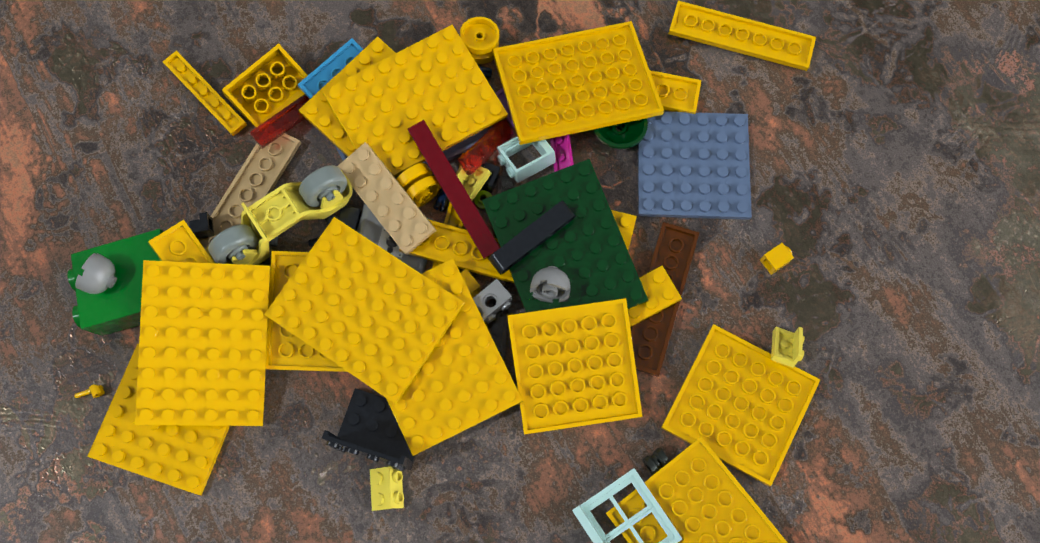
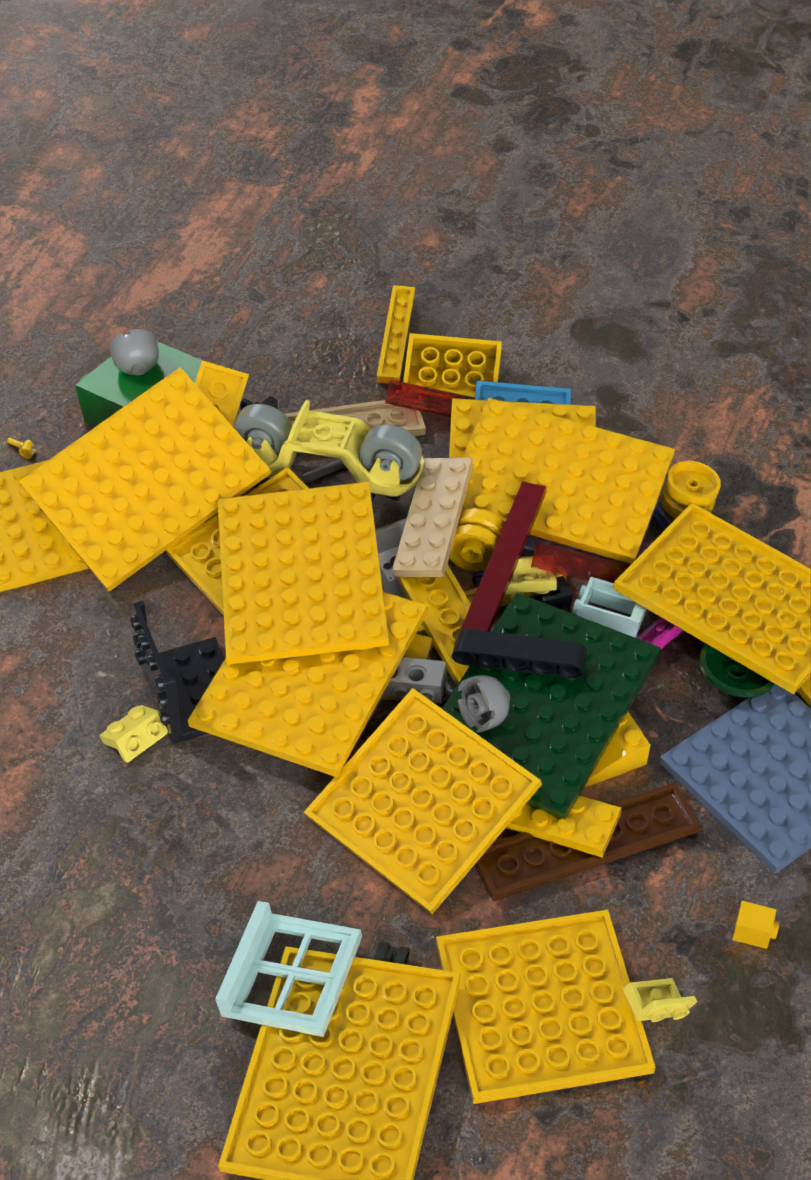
camera: 50 degrees right, 25 degrees down
(350, 216) = (386, 513): black brick -> none

